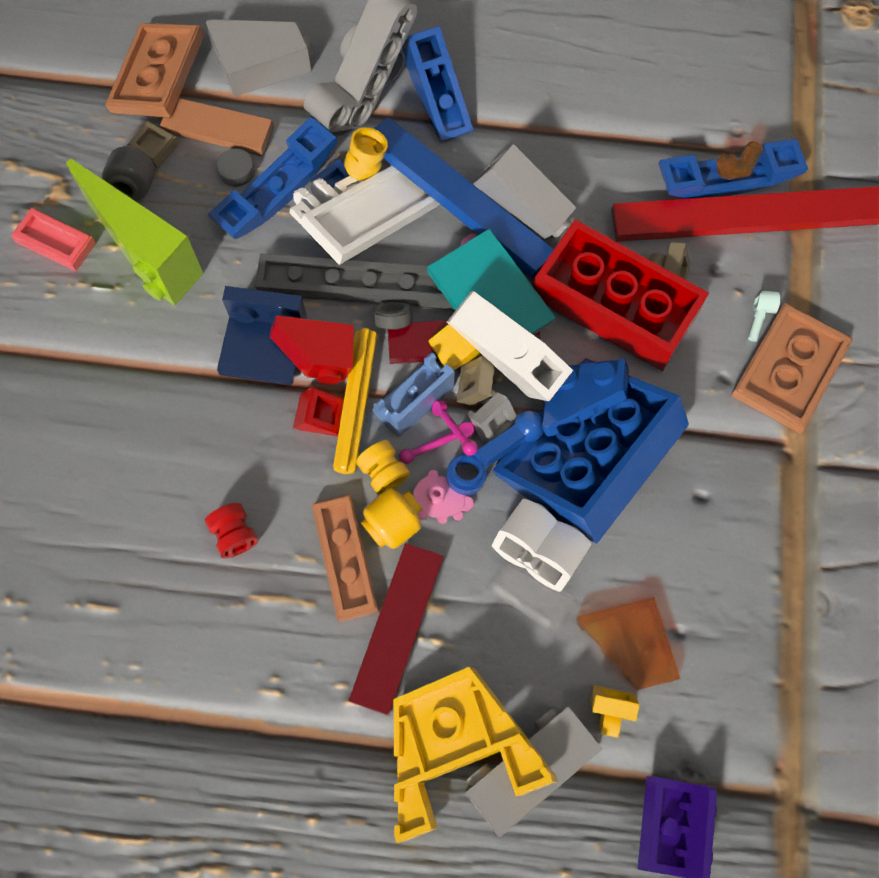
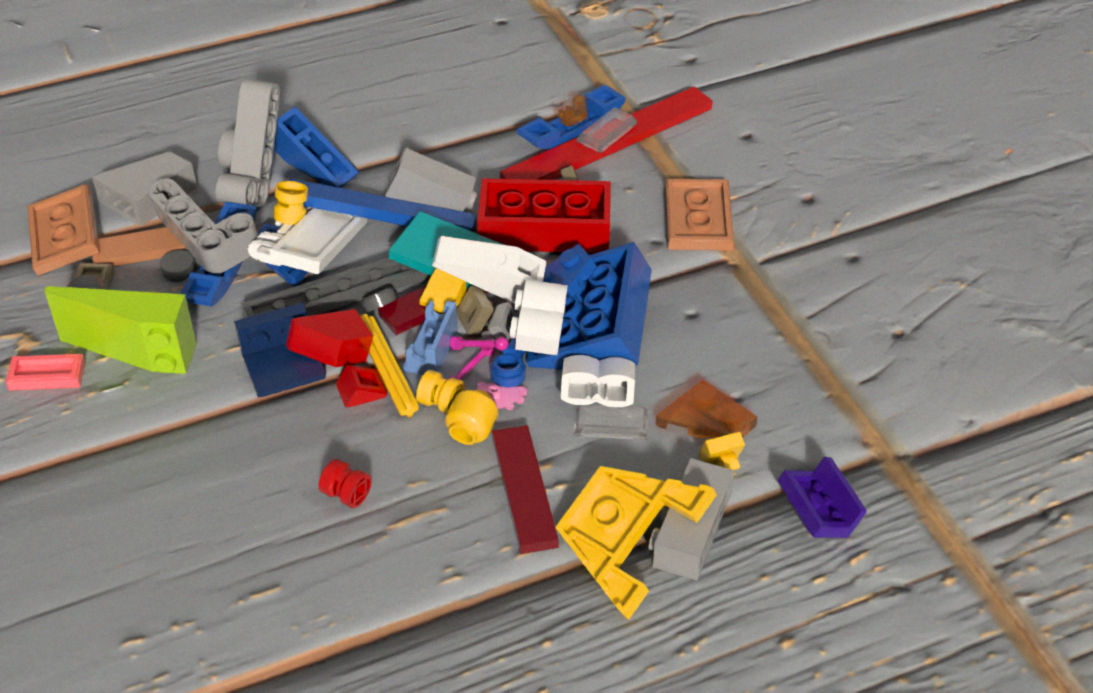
camera: 30 degrees left, 25 degrees down
(263, 139) = (212, 245): none -> light grey beam
(344, 558) = (450, 465): nougat tile -> none
(523, 440) = (540, 317): none -> white brick
(760, 205) = (607, 130): none -> clear tile
(764, 303) = (653, 185): light aqua hand -> none

